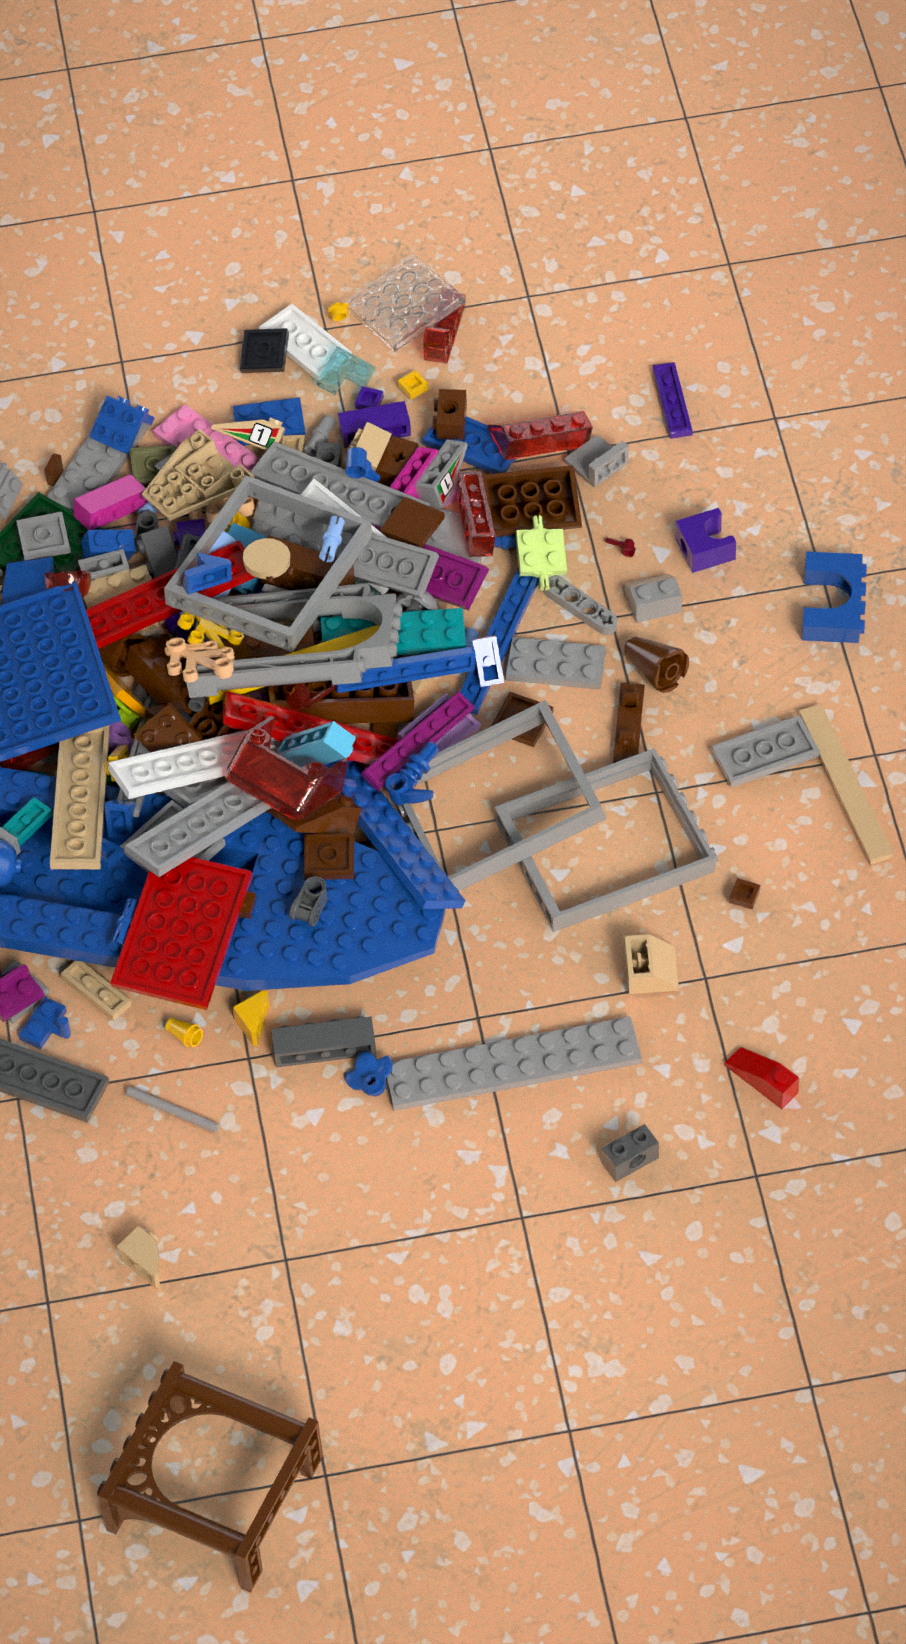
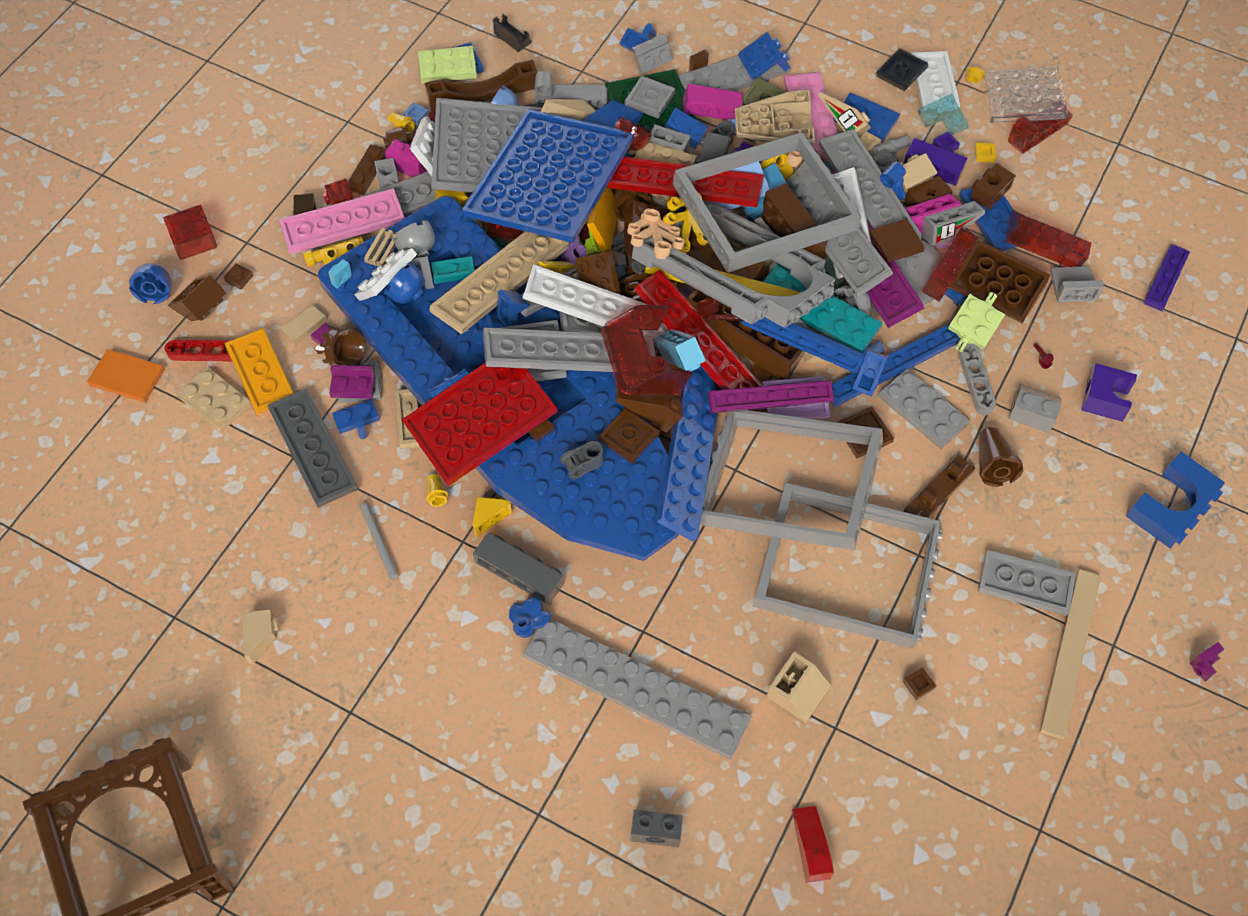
camera: 35 degrees right, 5 degrees up
(208, 573) = (711, 179): blue slope -> none
(266, 558) = (763, 195): tan tile -> none
(331, 539) = (820, 210): light blue pin -> none
(401, 784) = (728, 421): blue piece -> none

